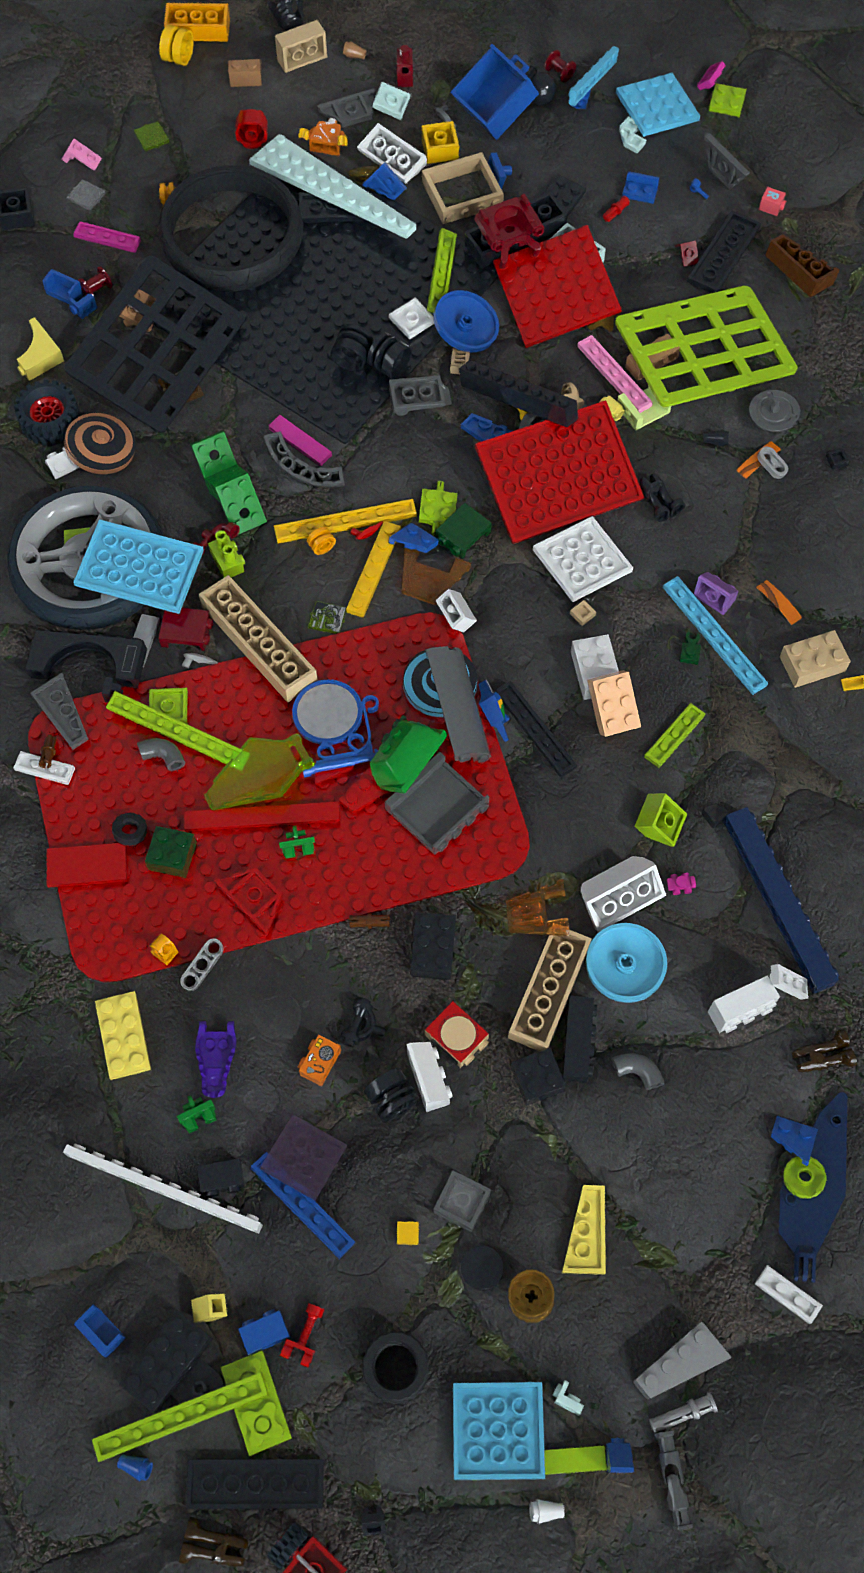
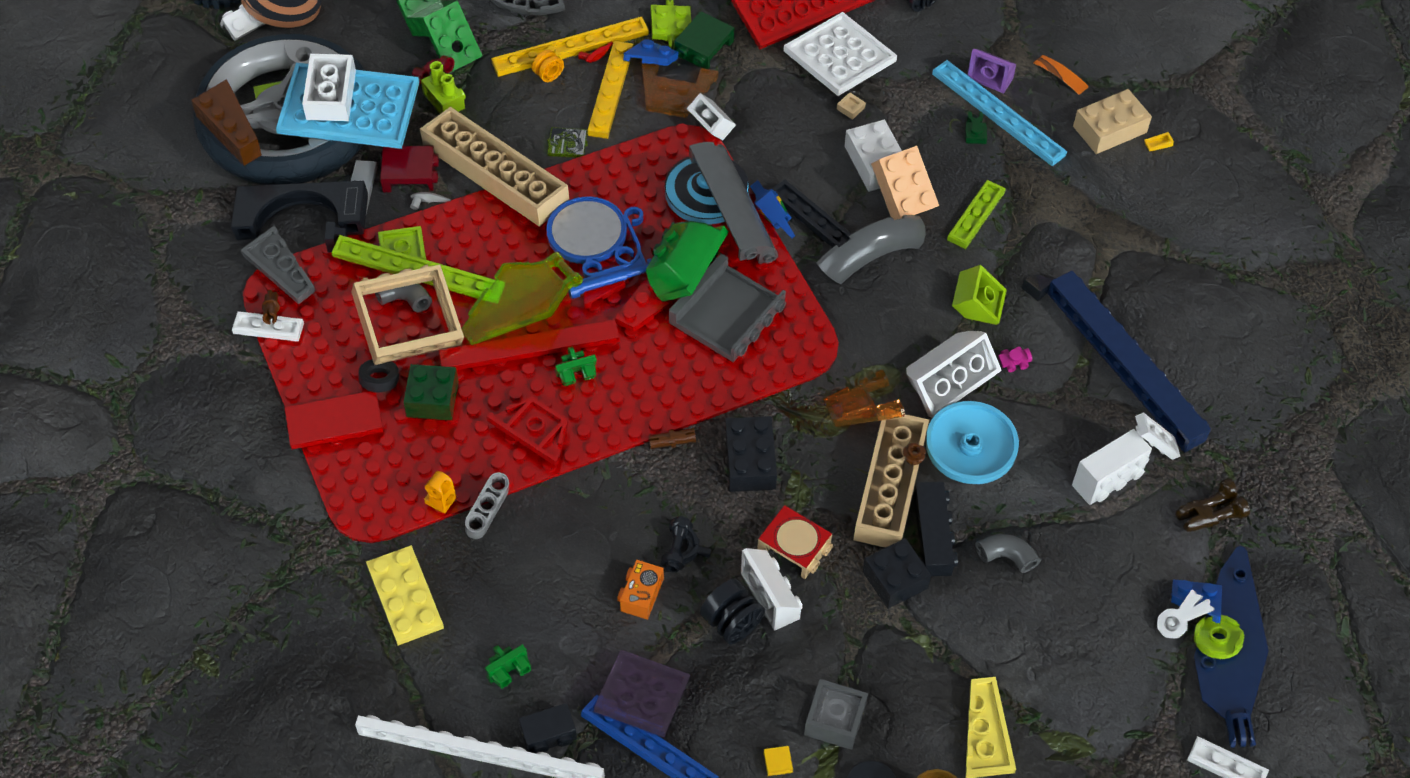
camera: 10 degrees left, 10 degrees down
(31, 567) = (226, 120): none -> reddish brown wedge
(122, 551) = (329, 87): none -> white brick
(161, 744) = (414, 347): none -> tan window
(215, 1056) = (519, 602): dark purple animal -> none
(572, 976) = (911, 458): none -> reddish brown plate
(575, 757) = (872, 243): none -> dark grey brick
(768, 1157) = (1173, 622): none -> white piece

